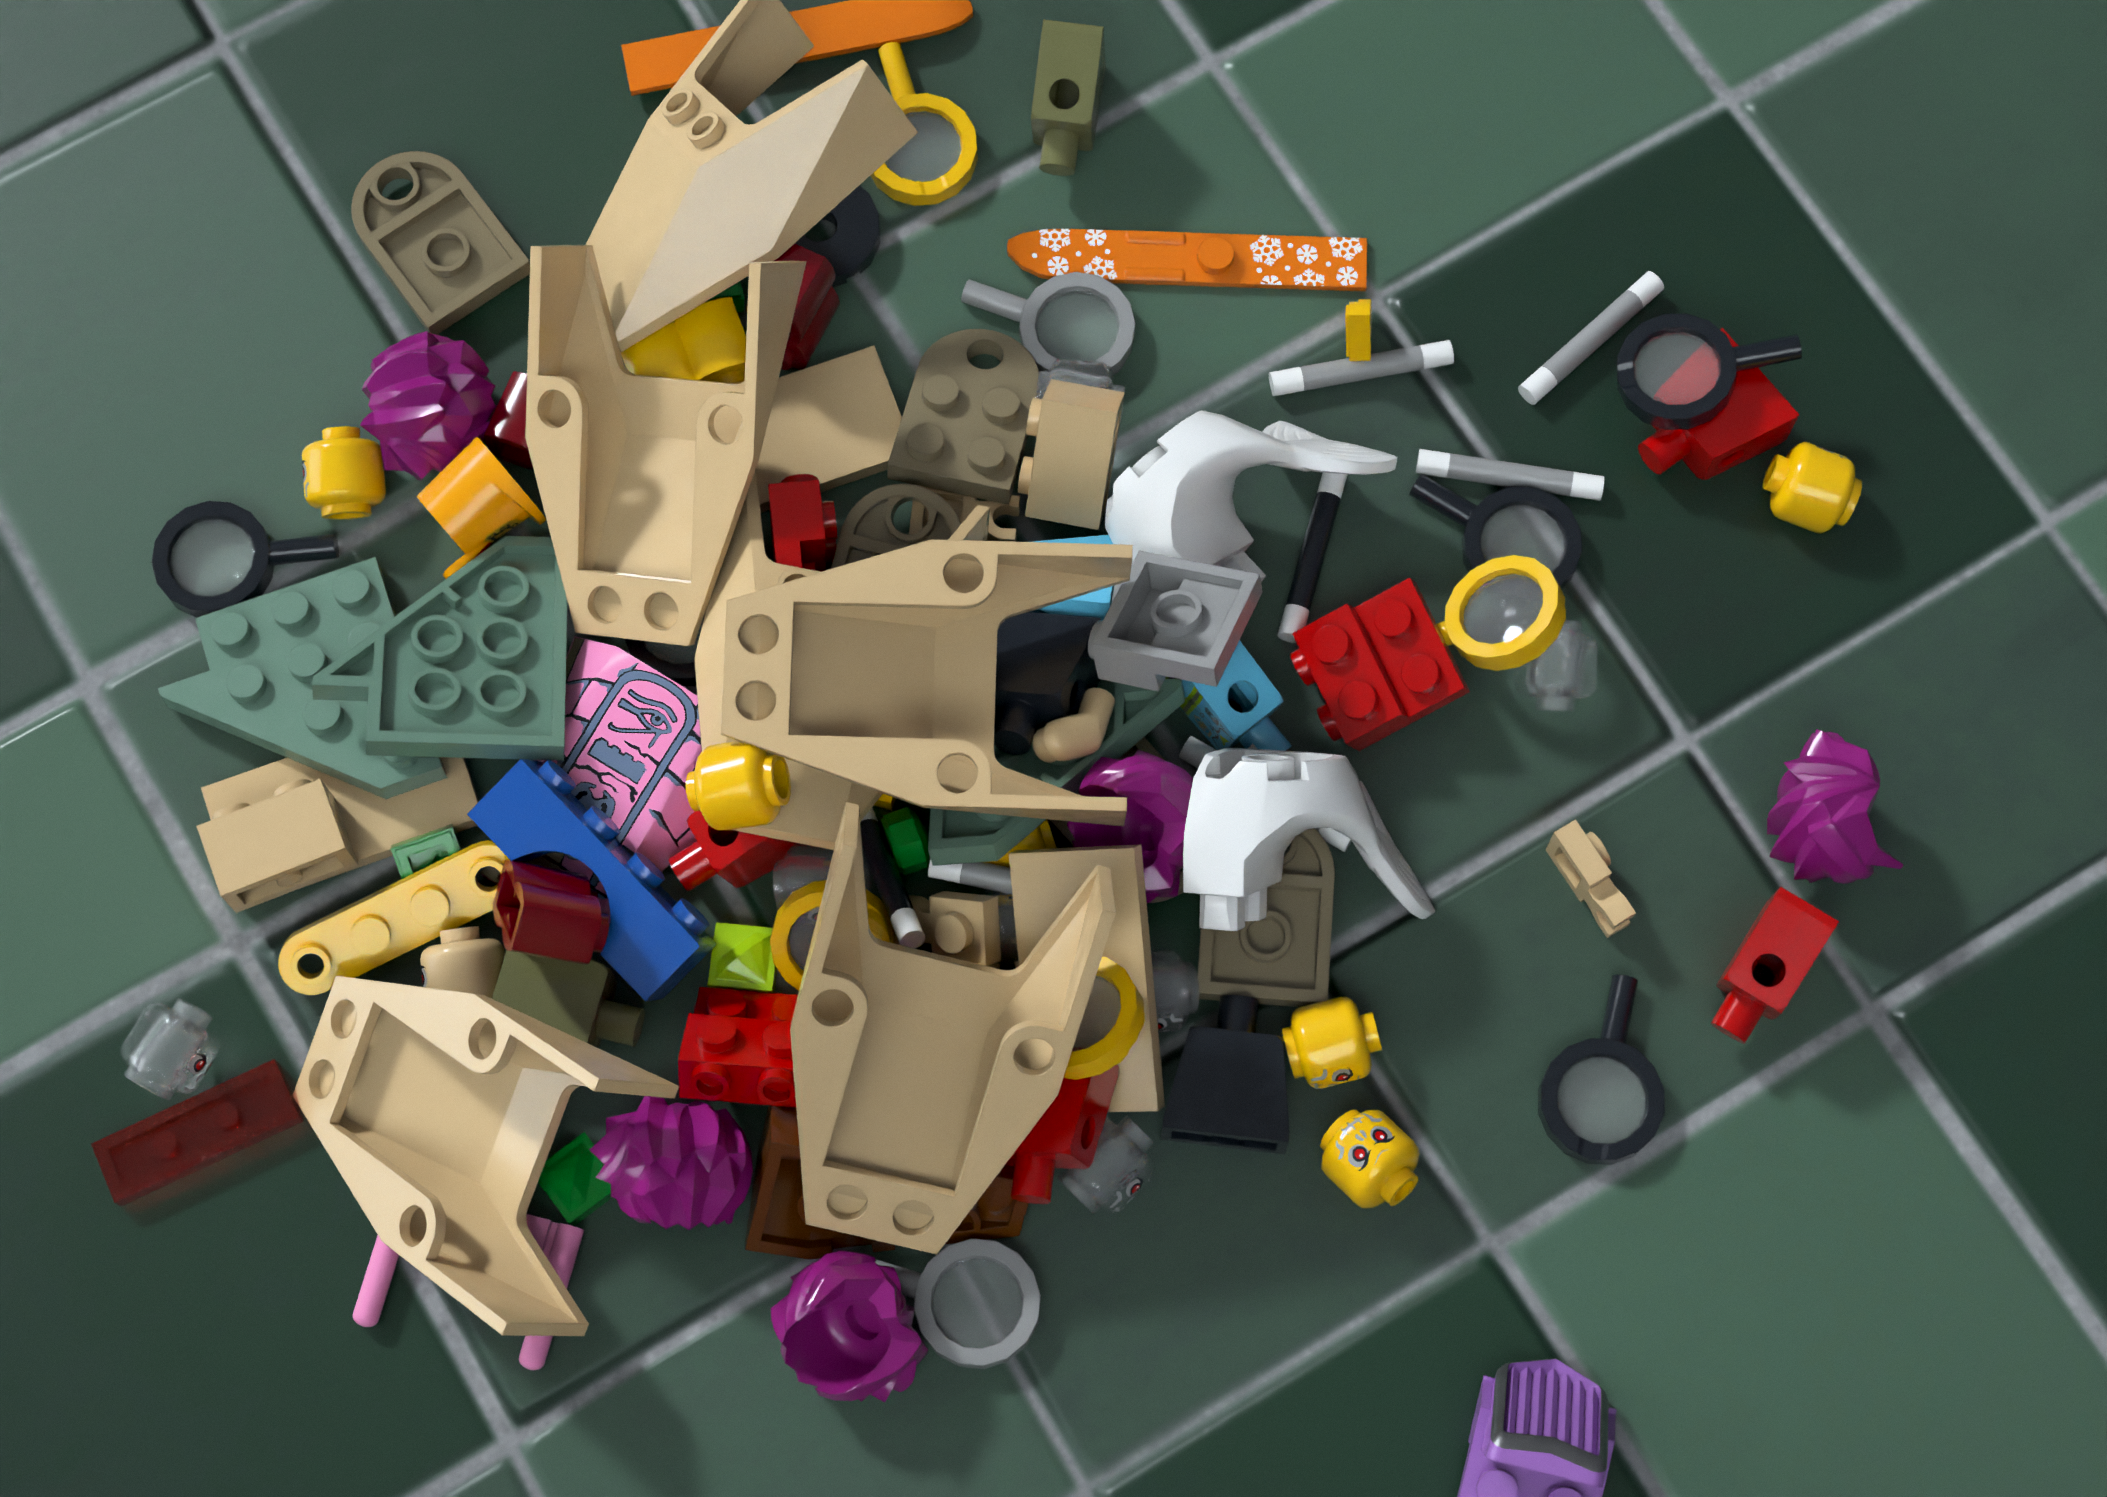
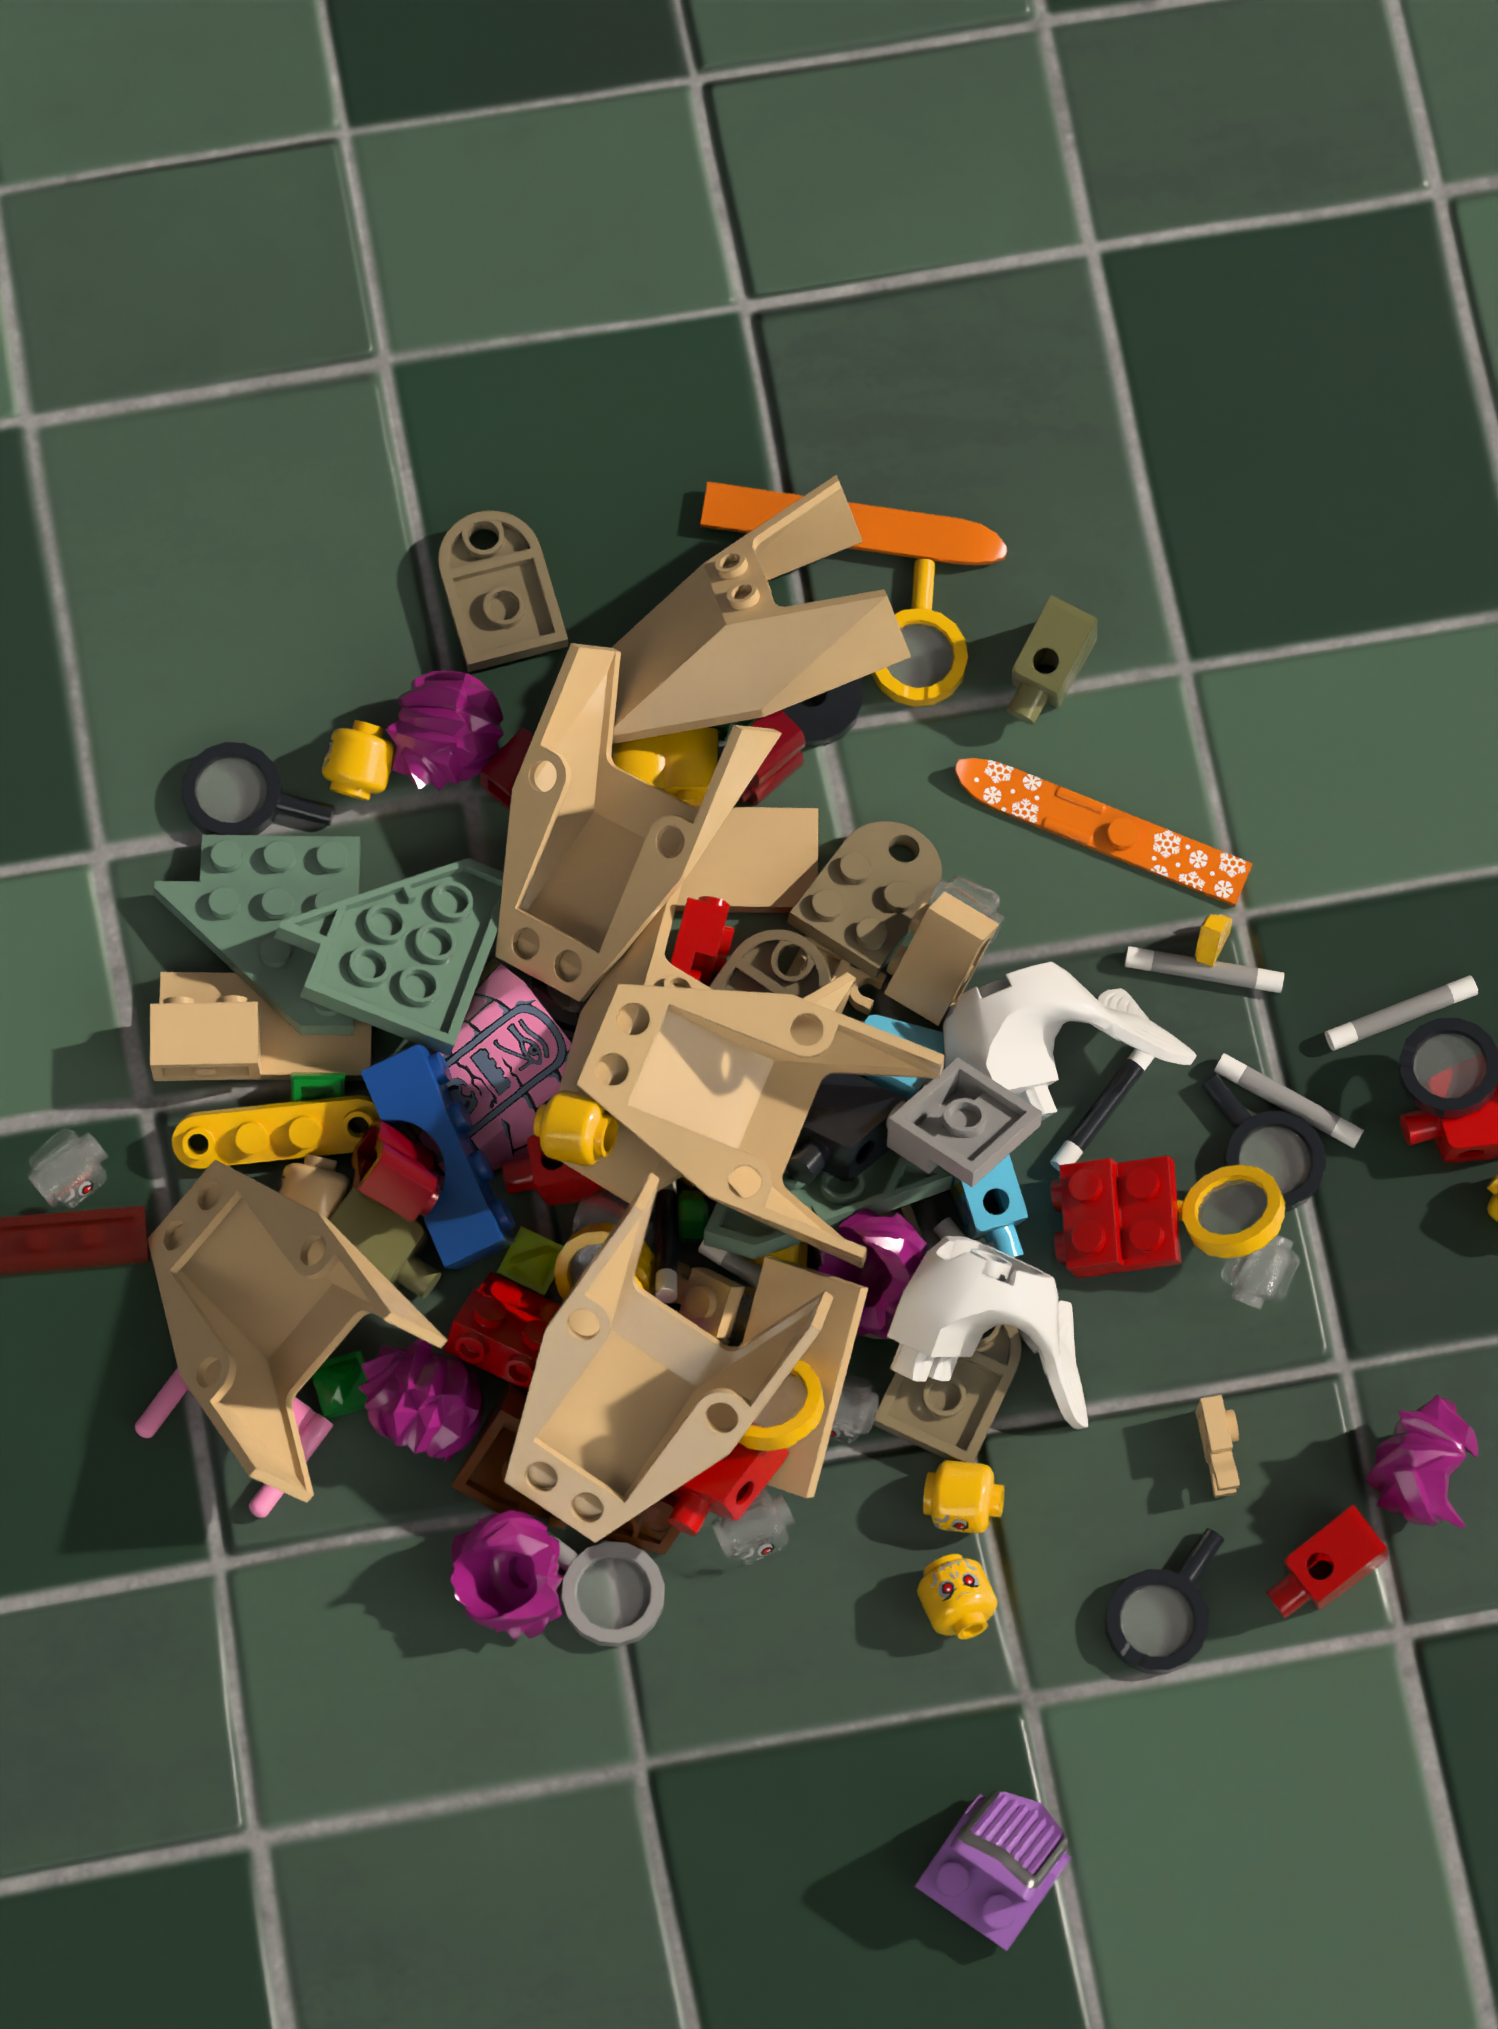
camera: 15 degrees right, 0 degrees up
(476, 502) = (455, 823): light orange hat -> none
(1065, 318) = (980, 843): piece -> none
(1078, 733) = (854, 1183): tan arm -> none
(1230, 1084) = (870, 1499): black torso -> none

